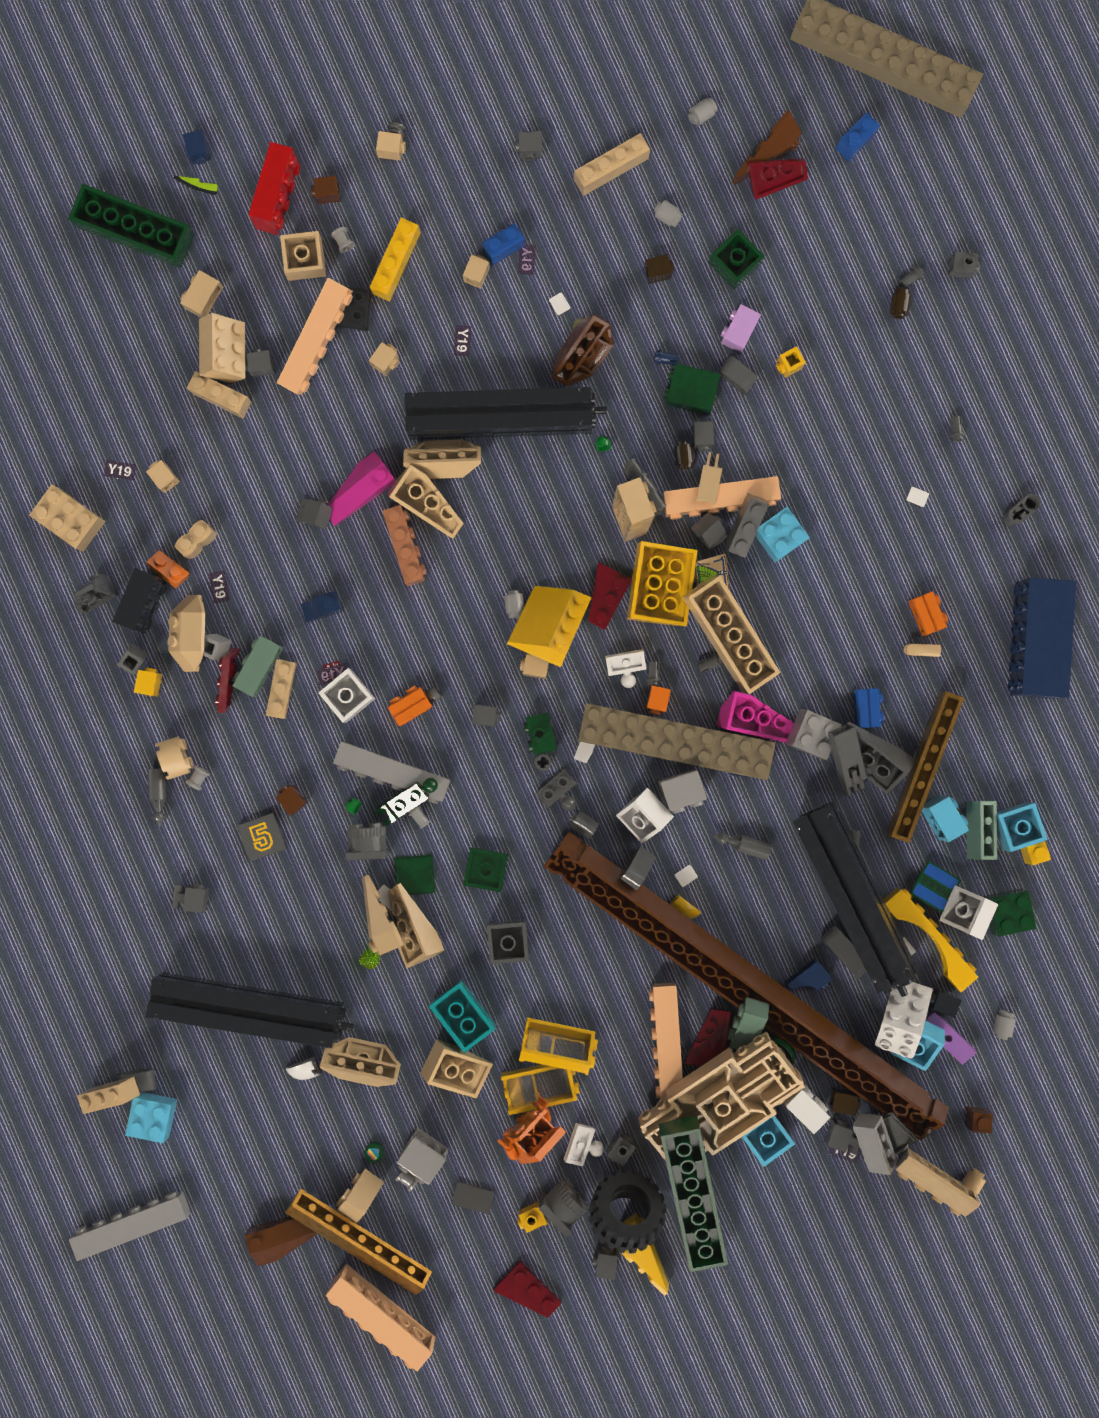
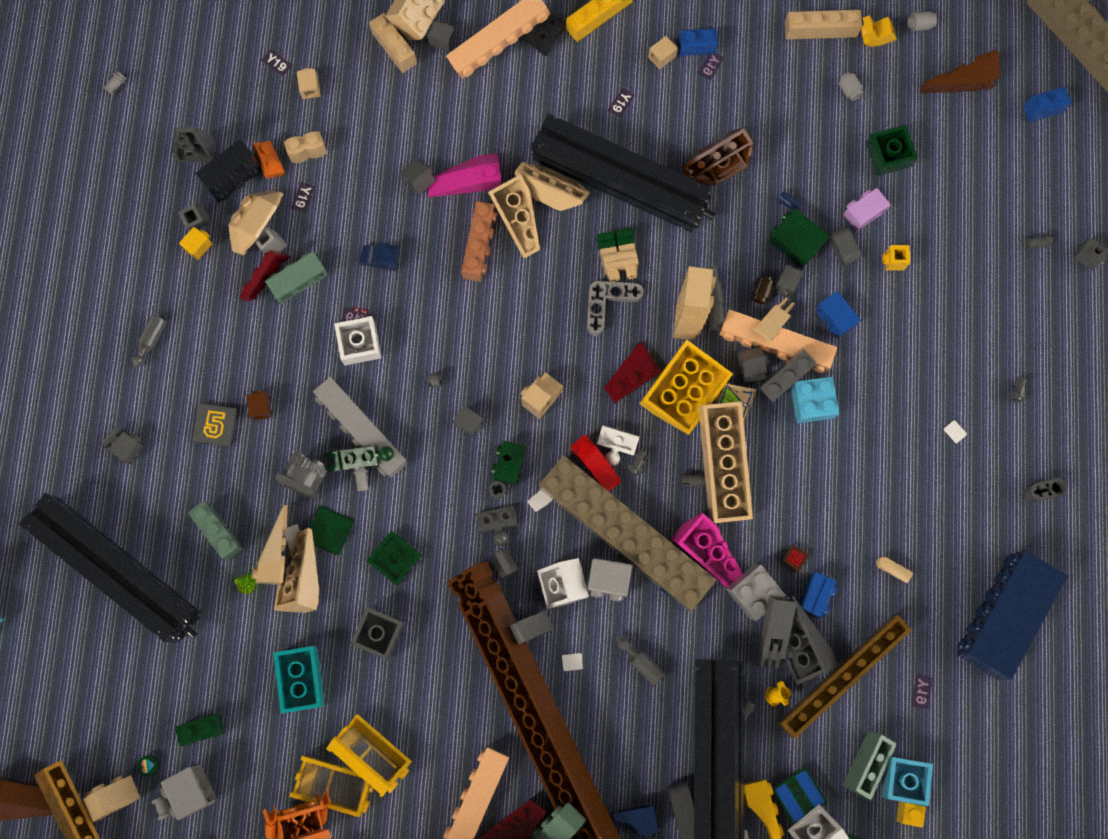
camera: 25 degrees right, 10 degrees down
(67, 518) = (210, 76): tan brick -> none
(173, 757) = (179, 315): tan brick -> none
(197, 777) = (190, 344): light grey bush -> none
(281, 689) = (305, 308): tan plate -> none
(304, 1070) = (130, 654): white brick -> none
(317, 929) = (215, 531): none -> sand green brick
(353, 805) = (309, 440): green hinge -> none
(361, 1062) = (183, 673): tan wedge -> none
(385, 358) = (547, 83): tan brick -> none
(401, 1101) = (199, 730): none -> dark green brick
(409, 706) = (407, 379): orange brick -> none
(455, 1070) = (265, 727): tan slope -> none
(514, 604) = (546, 339): light grey brick -> none
(543, 494) = (618, 261): none -> tan hips
(545, 534) = (606, 295): none -> light grey beam
(549, 623) = (569, 369): yellow slope -> none
(559, 303) = (720, 114): white sticker -> none
(603, 444) = (696, 245): green hinge -> none
(617, 694) = (595, 463): none -> red slope
(658, 268) = (820, 126): dark brown brick -> none
(658, 700) = (629, 487): orange brick -> none
(666, 145) = (877, 32): none -> yellow brick
(685, 907) = (556, 690): yellow brick -> none
(762, 444) = (837, 314): none -> blue brick
(775, 175) = (959, 100): dark red wing -> none
(832, 685) = (795, 558): none -> tile
(875, 812) = (778, 694): none -> yellow brick
(900, 303) = (1019, 258): dark brown brick -> none
(928, 613) = (915, 538): orange brick -> none
(944, 818) = (840, 734): medium azure brick -> none
(996, 743) = (922, 692): none -> clear purple sticker

